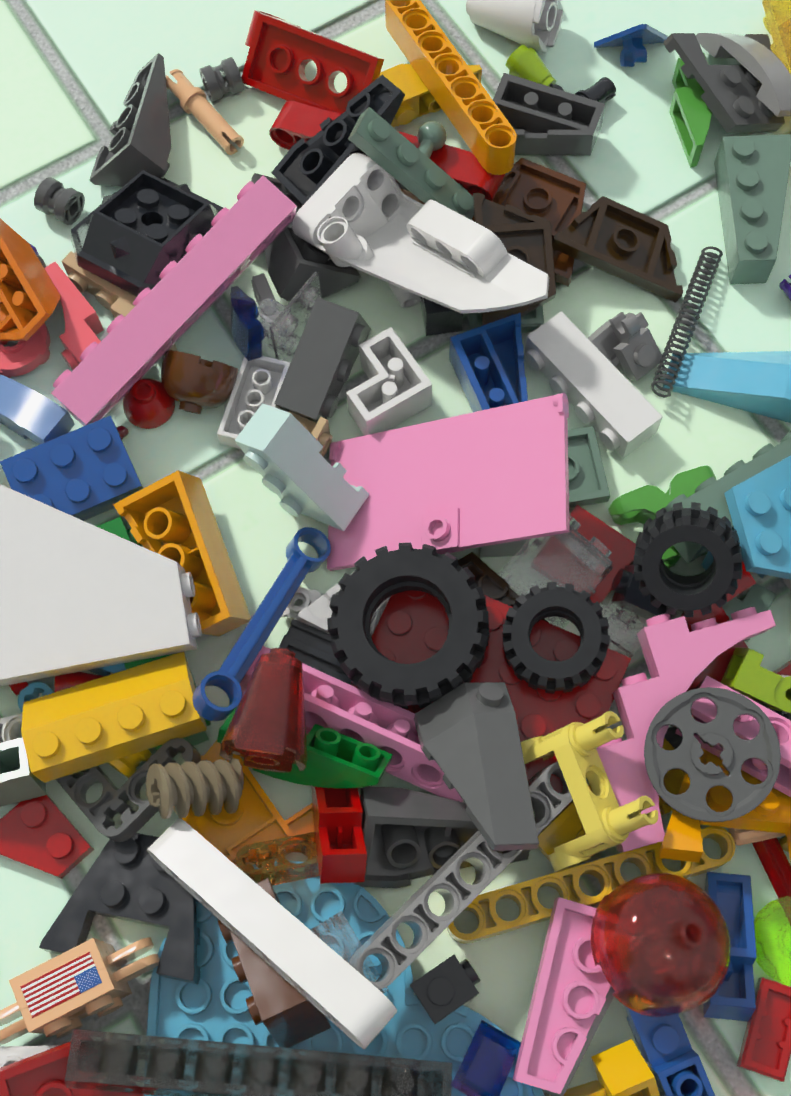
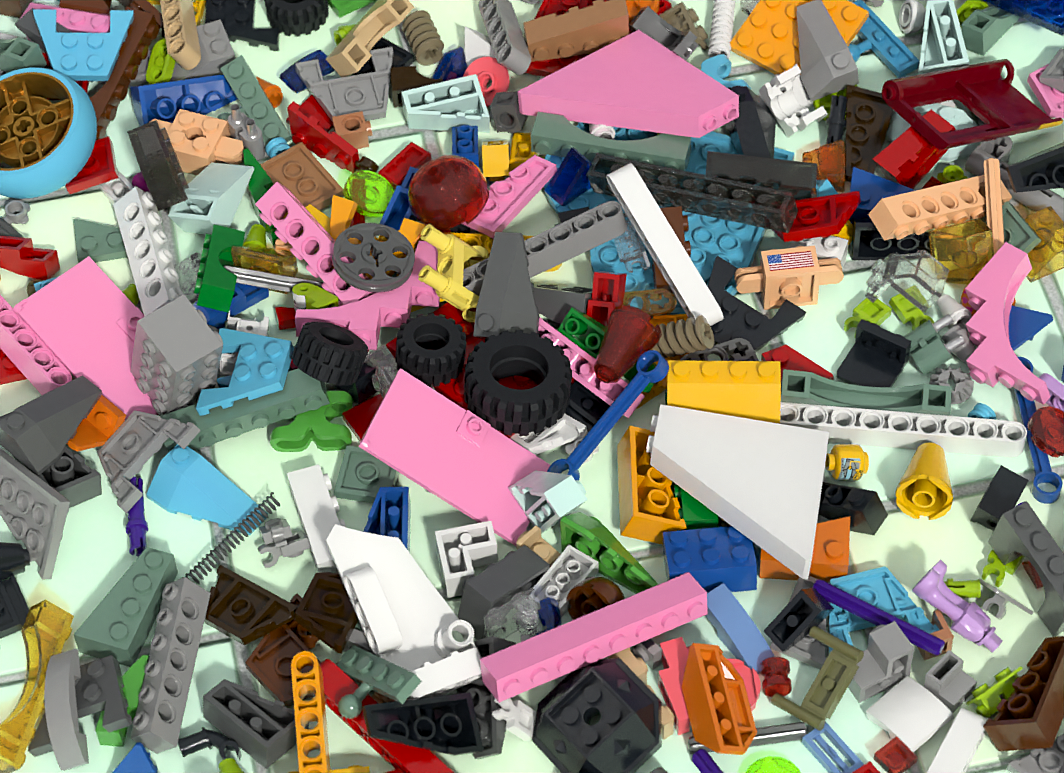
camera: 160 degrees left, 15 degrees down
(202, 448) = (597, 542): none -> bright green wedge
(668, 153) = (170, 666): none -> light grey brick

